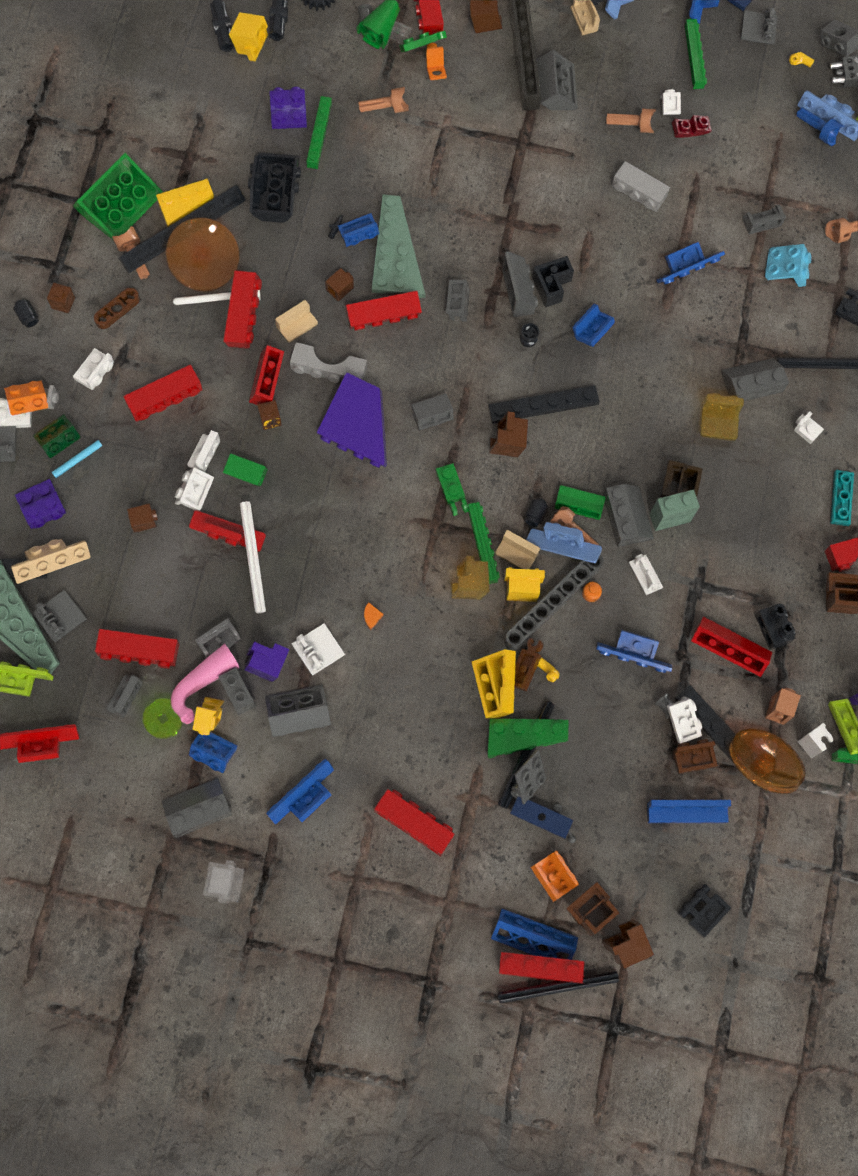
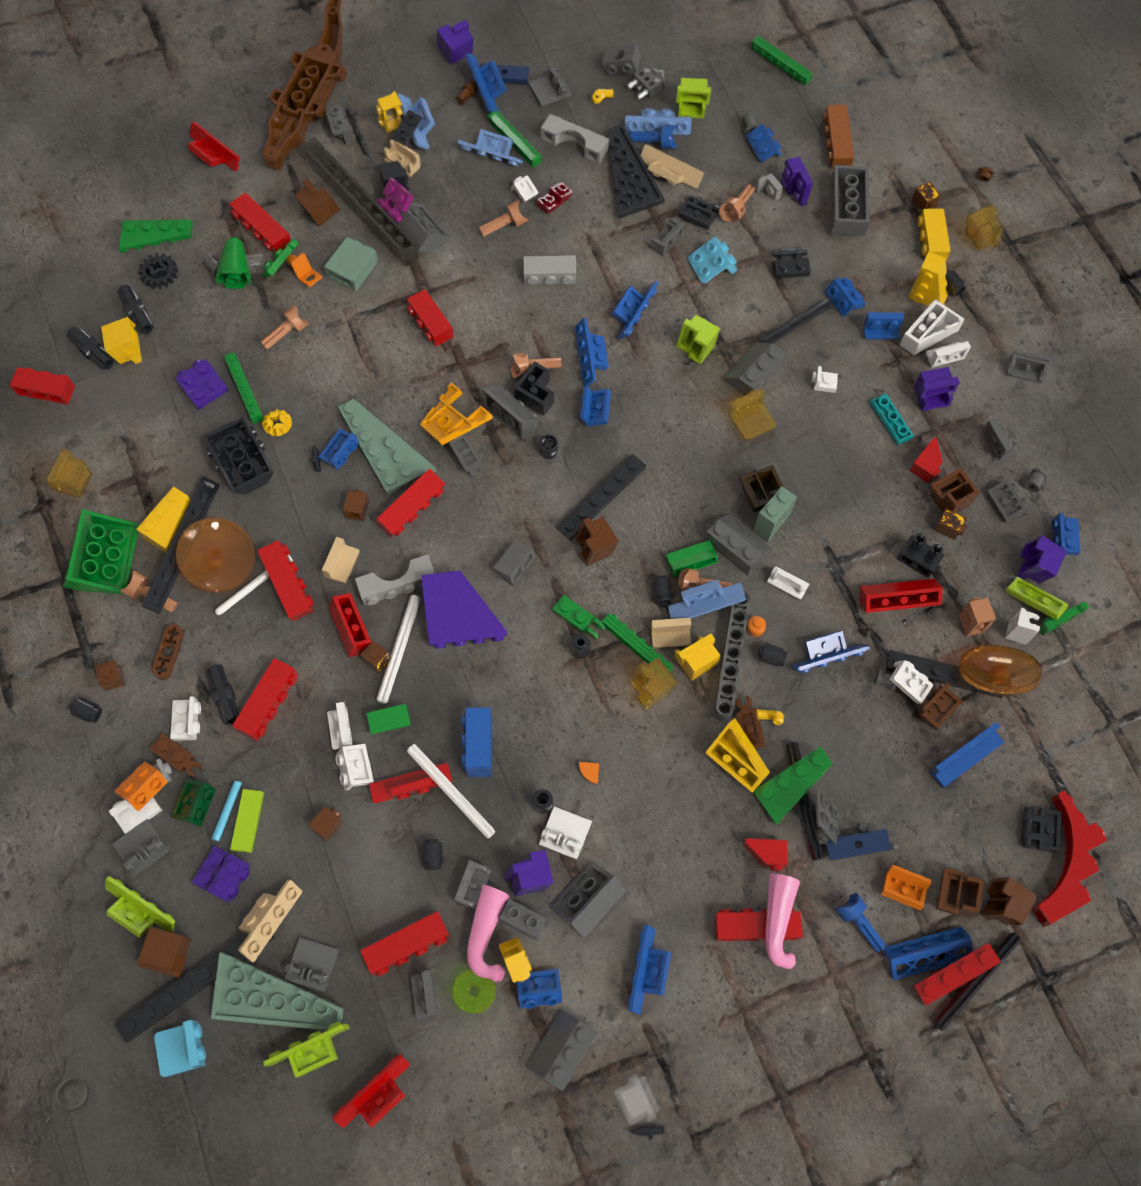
camera: 30 degrees left, 5 degrees down
(68, 391) = (174, 755): none -> reddish brown plate
(86, 477) = (247, 821): none -> lime tile
(134, 367) = (222, 694): none -> black piece
(136, 119) = (69, 475): none -> clear yellow plate
(165, 34) = (42, 385): none -> red brick
(204, 596) = (432, 854): none -> black brick
(219, 913) = (648, 1131): none -> black helmet
(292, 421) = (398, 649): none -> white axle
(299, 533) = (477, 742): none -> blue brick
(316, 607) = (542, 795): none -> black brick
(323, 184) = (278, 429): none -> yellow gear
(435, 512) = (580, 646): none -> black brick
(442, 813) = (780, 903): none -> bright pink animal
(459, 263) = (446, 423): none -> light orange wing
(465, 773) = (768, 853): none -> red slope
(478, 80) = (351, 263): none -> sand green brick
(498, 865) = (853, 911): none -> blue piece
(509, 166) = (429, 318): none -> red brick
(552, 43) = (398, 195): none -> magenta plate
(557, 251) = (522, 364): none -> nougat piece
(563, 29) = (395, 171): none -> black brick
(587, 623) = (772, 655): none -> black brick
(624, 279) = (591, 352): none -> blue bracket
(672, 48) = (493, 144): none -> medium blue bracket
(722, 322) = (697, 338): none -> lime plate
(730, 941) = (1080, 838): none -> red arch
(737, 68) = (558, 130): none -> light grey arch
(771, 151) = (632, 180): none -> black wing
(806, 217) = (696, 214): none -> black plate
(812, 161) = (670, 167): none -> tan bracket
(823, 617) = (951, 524): none -> reddish brown brick

